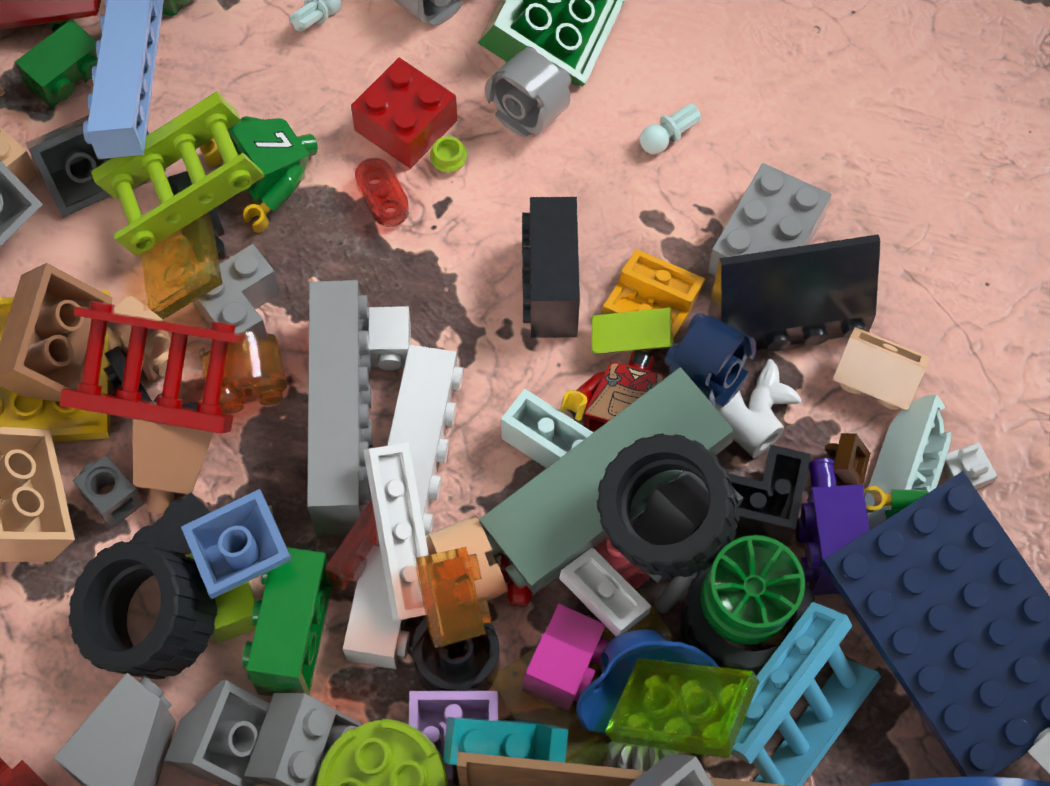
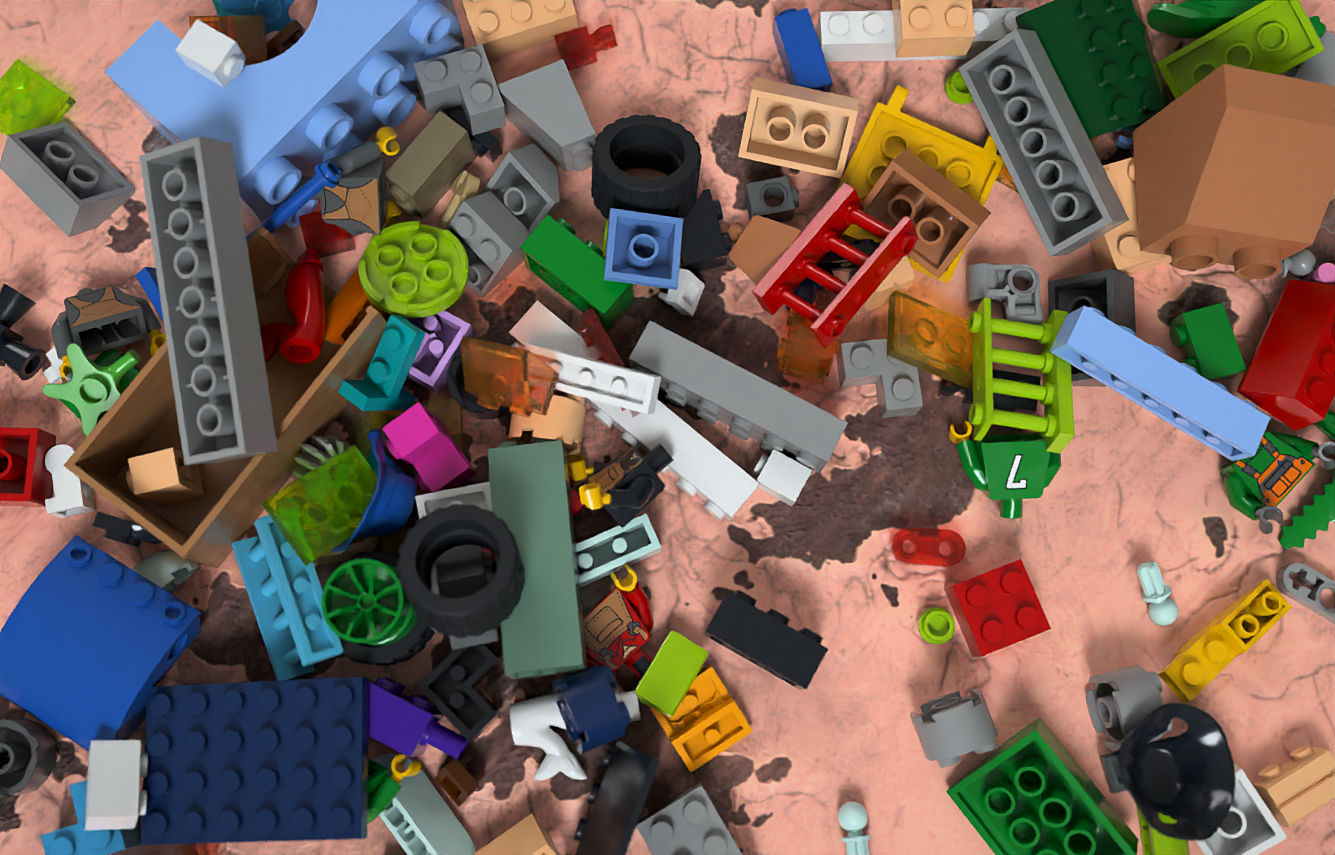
camera: 120 degrees right, 15 degrees up
(93, 249) = (996, 283): none -> light grey piece
(481, 455) = (623, 484): none -> torso

